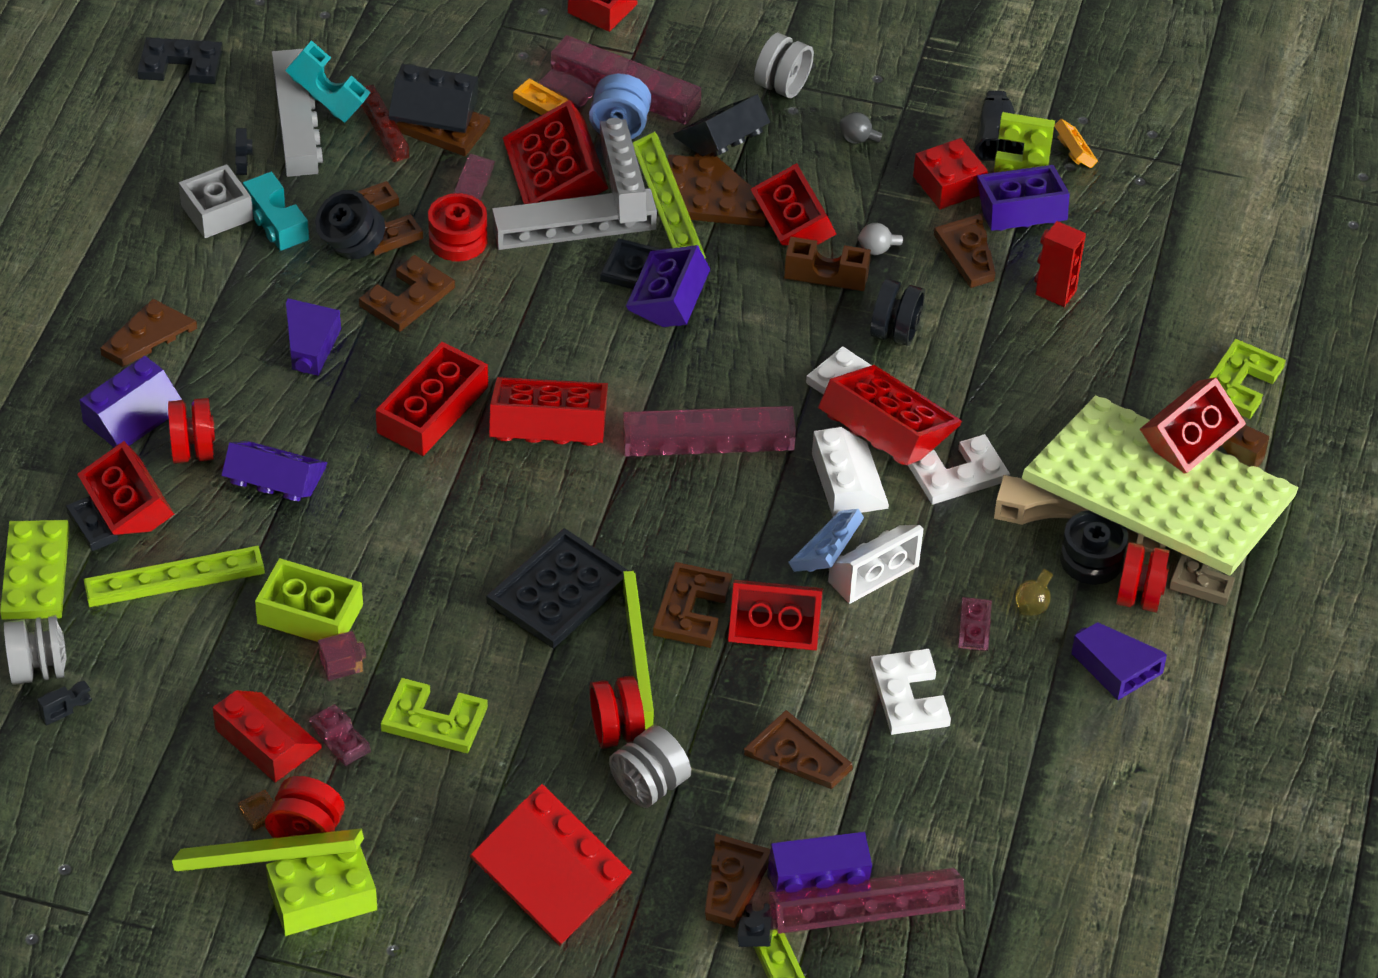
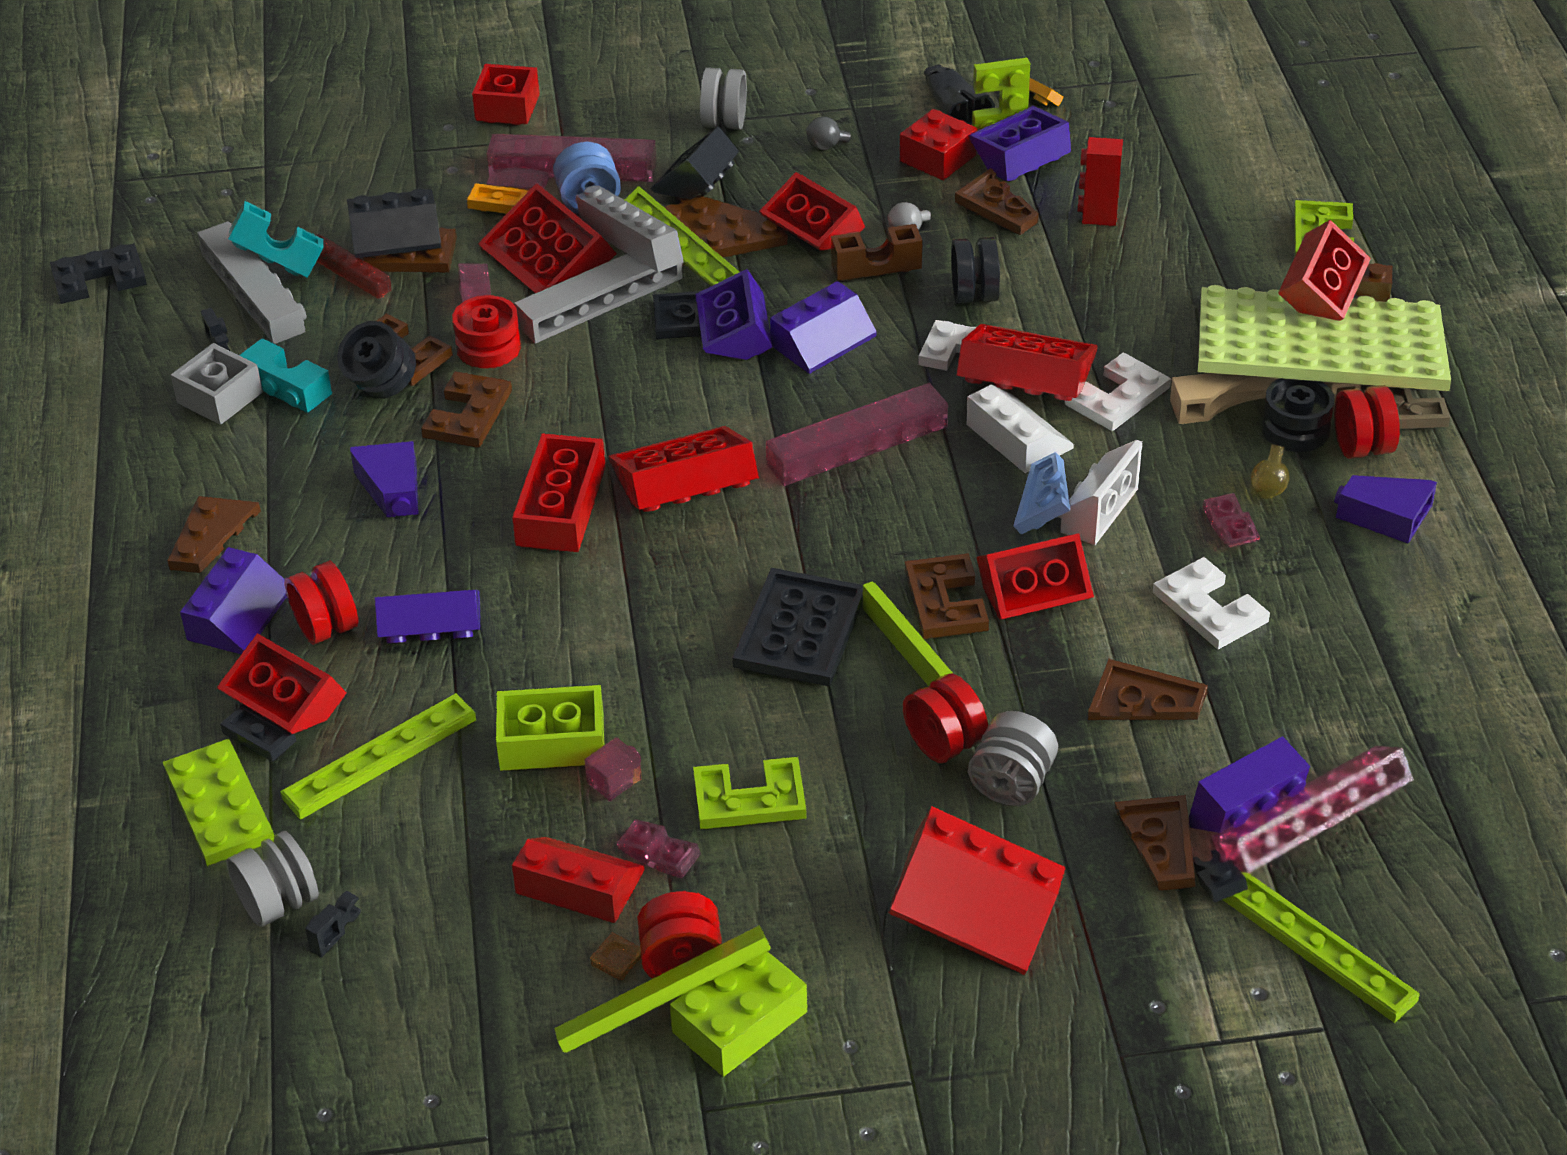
camera: 20 degrees left, 5 degrees down
(739, 320) = (821, 327): none -> slope

